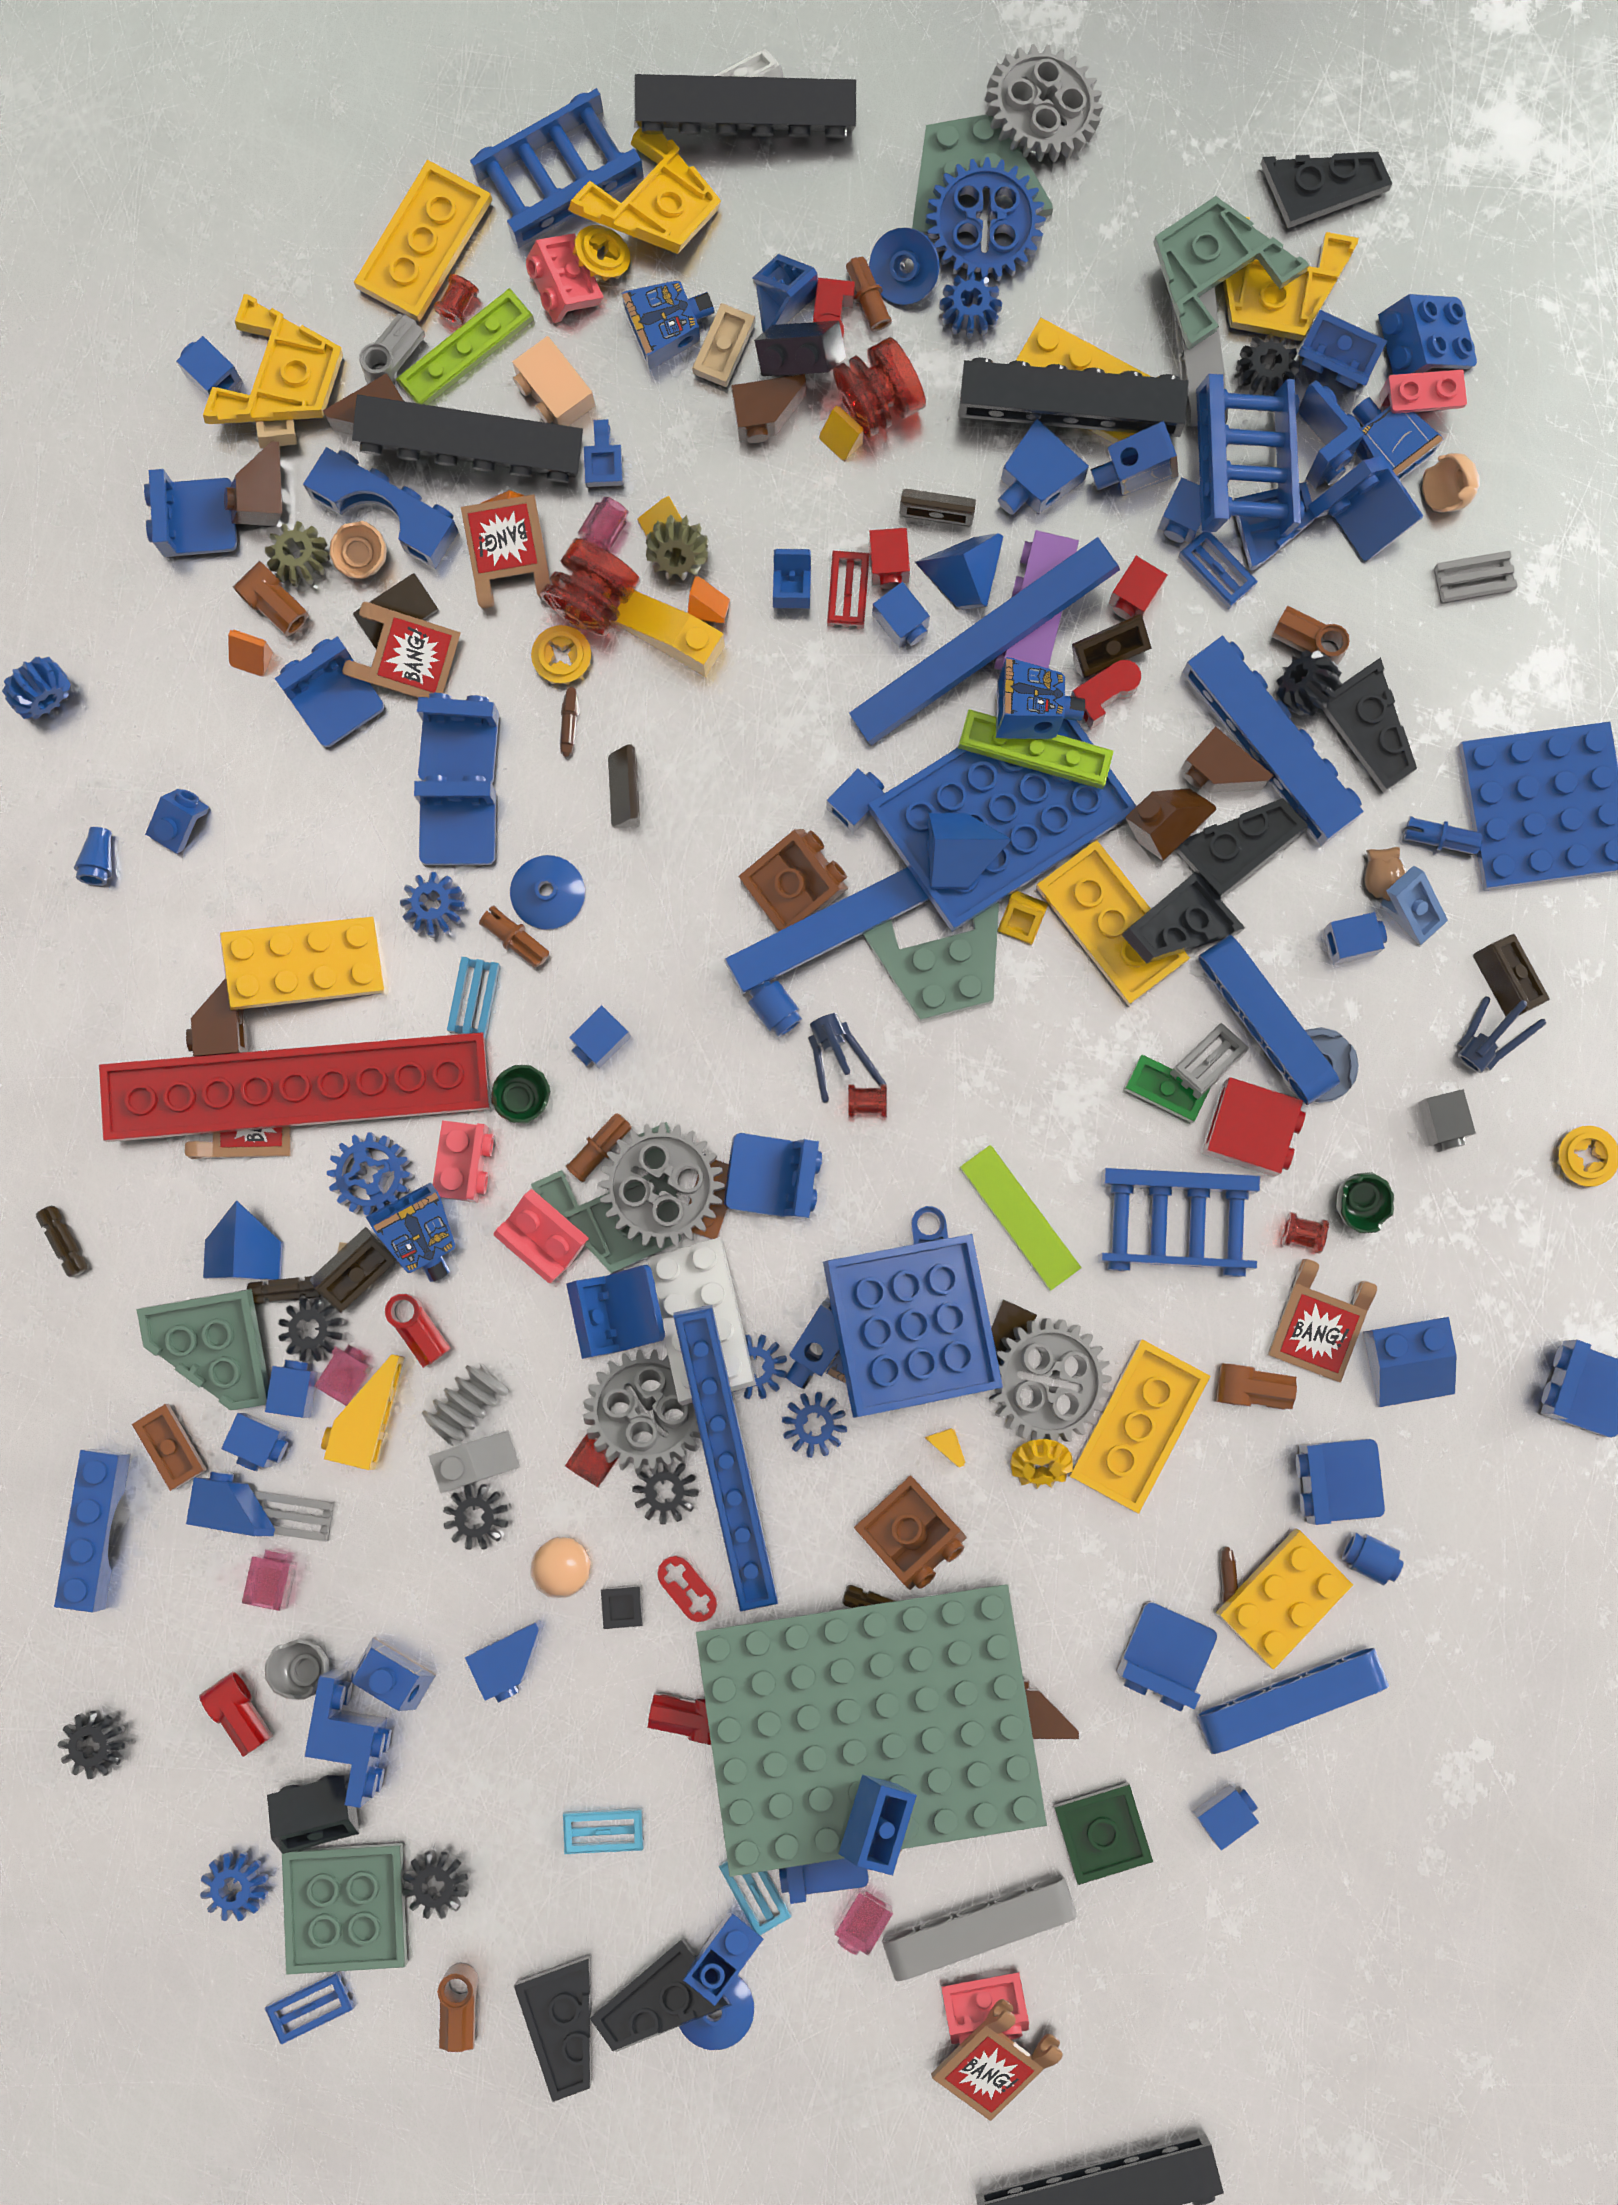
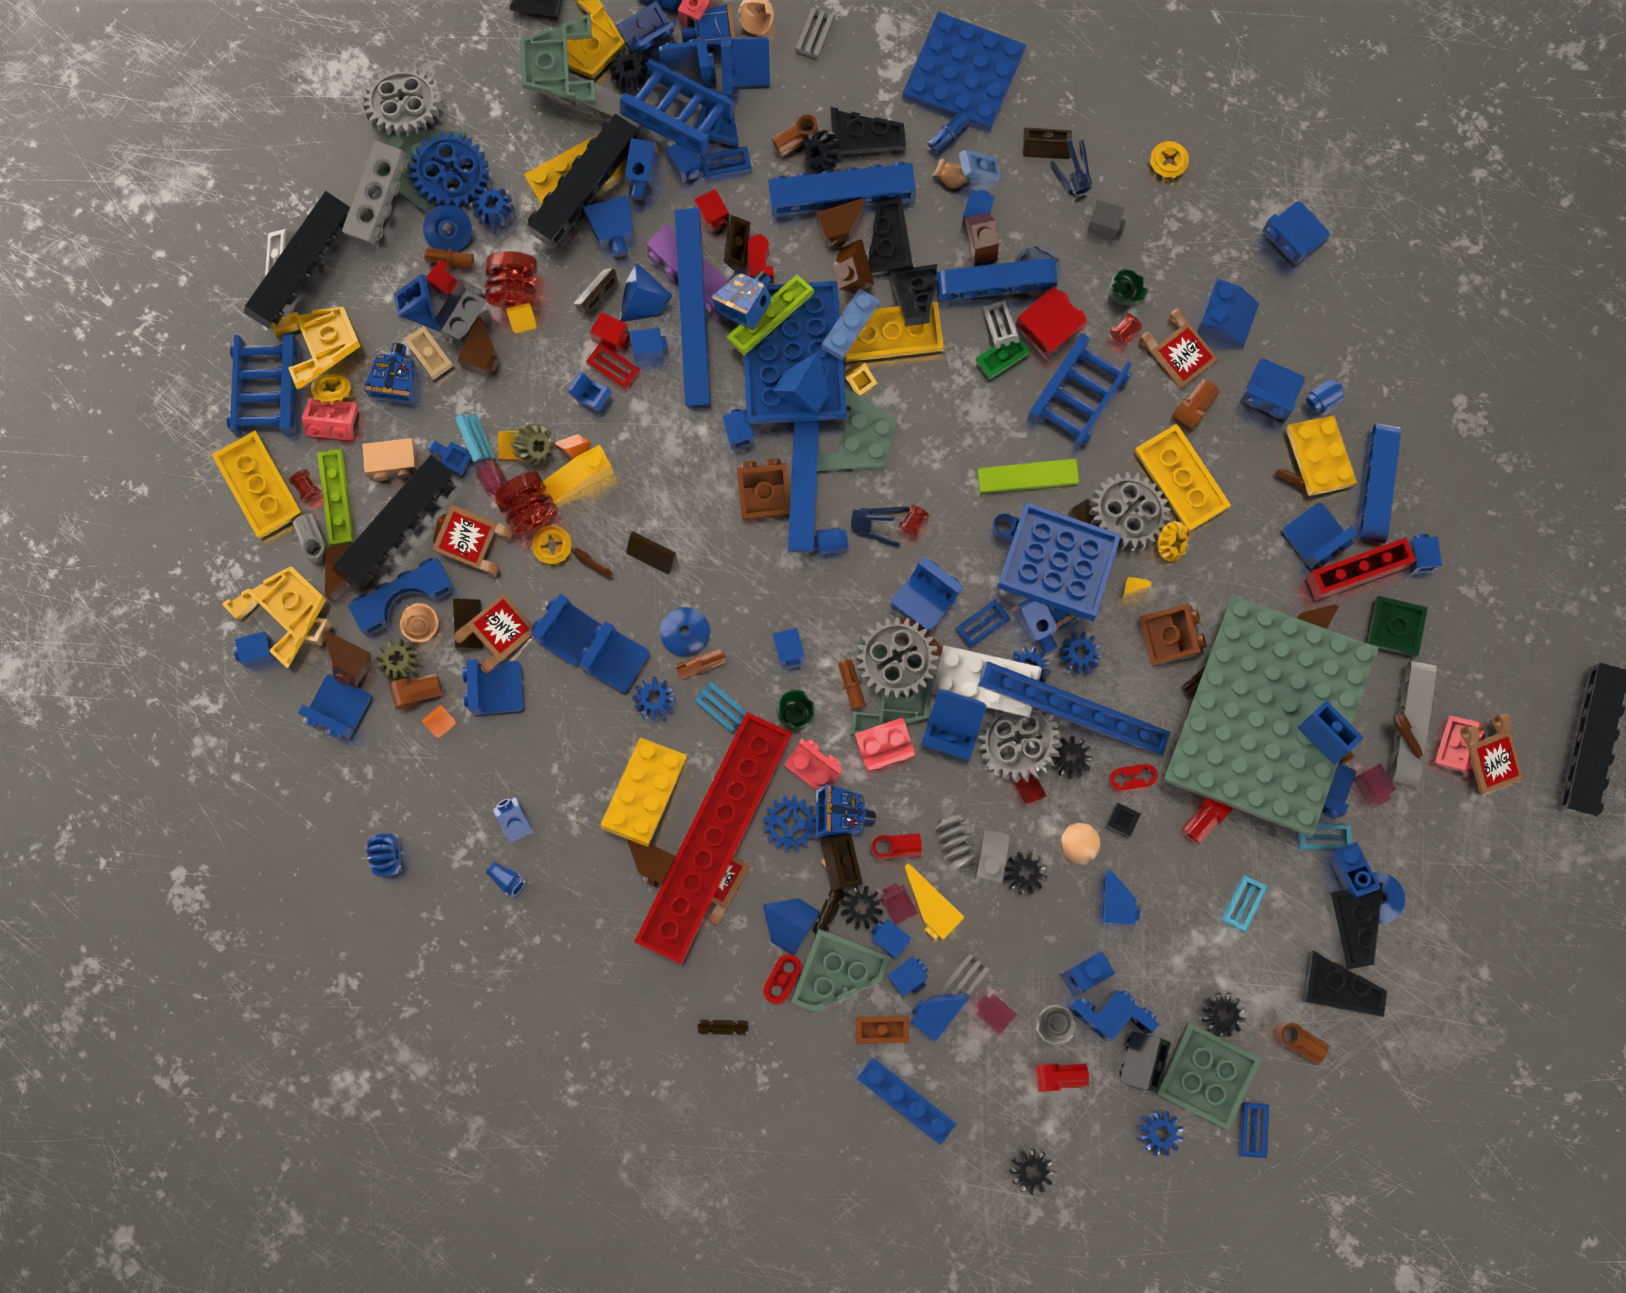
camera: 60 degrees left, 5 degrees down
(164, 1281) = (782, 979): none -> red plate
(647, 476) = (475, 437): none -> medium azure tile
(752, 1259) = (966, 636): none -> blue tile
(876, 137) = (371, 180): none -> light grey brick
(958, 1921) = (1404, 729): none -> reddish brown piece
(1085, 861) = (850, 324): none -> medium blue plate
(1152, 1741) = (1360, 569): none -> red brick
(1314, 966) = (983, 238): none -> reddish brown slope

